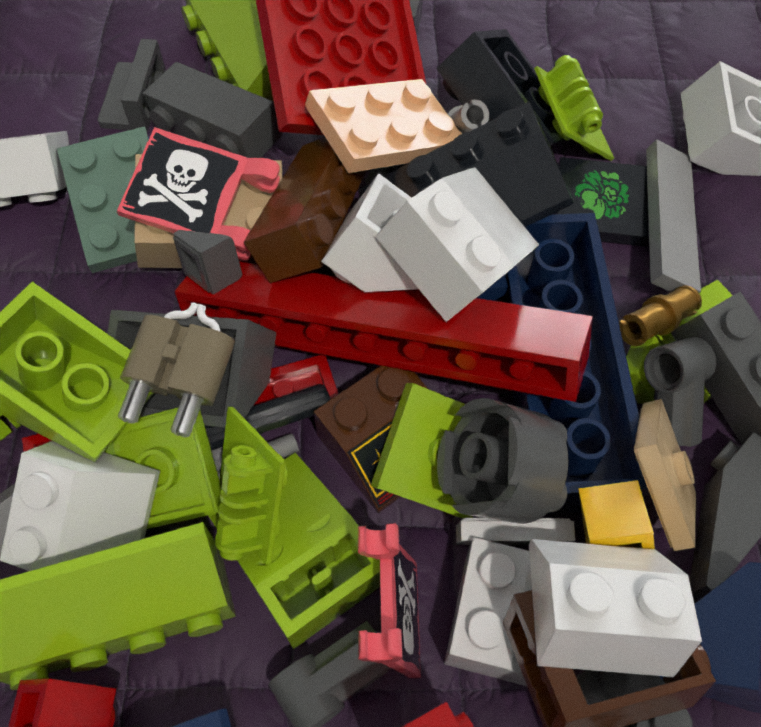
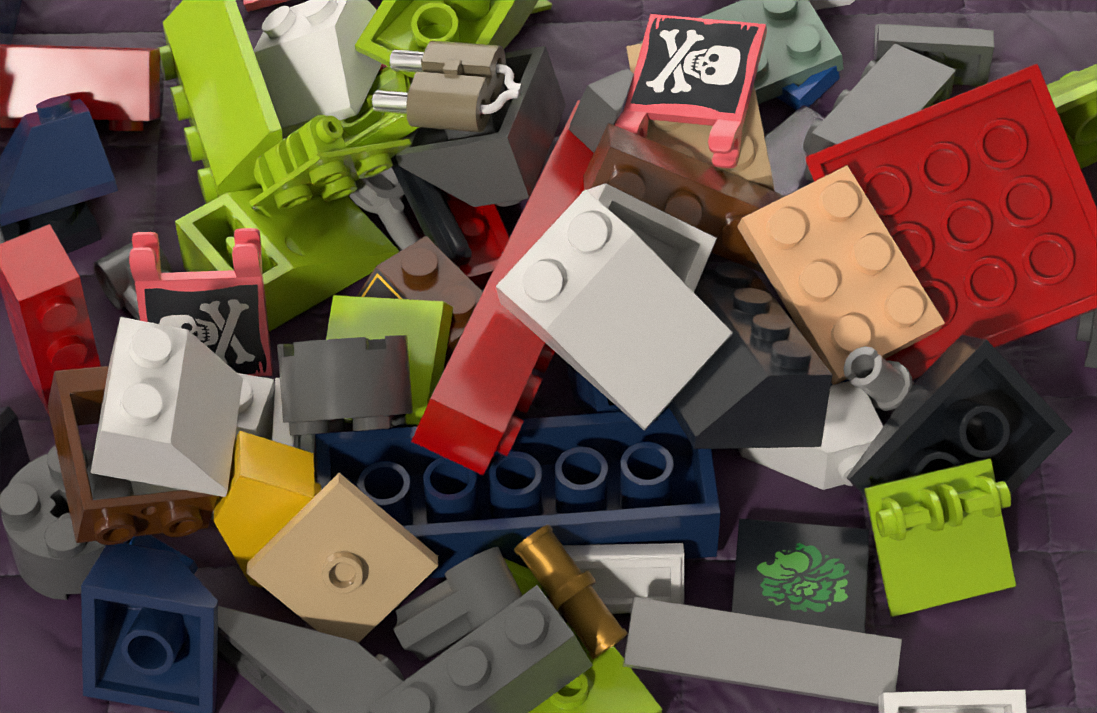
camera: 90 degrees right, 10 degrees down
(621, 283) = (632, 572): none -> white tile

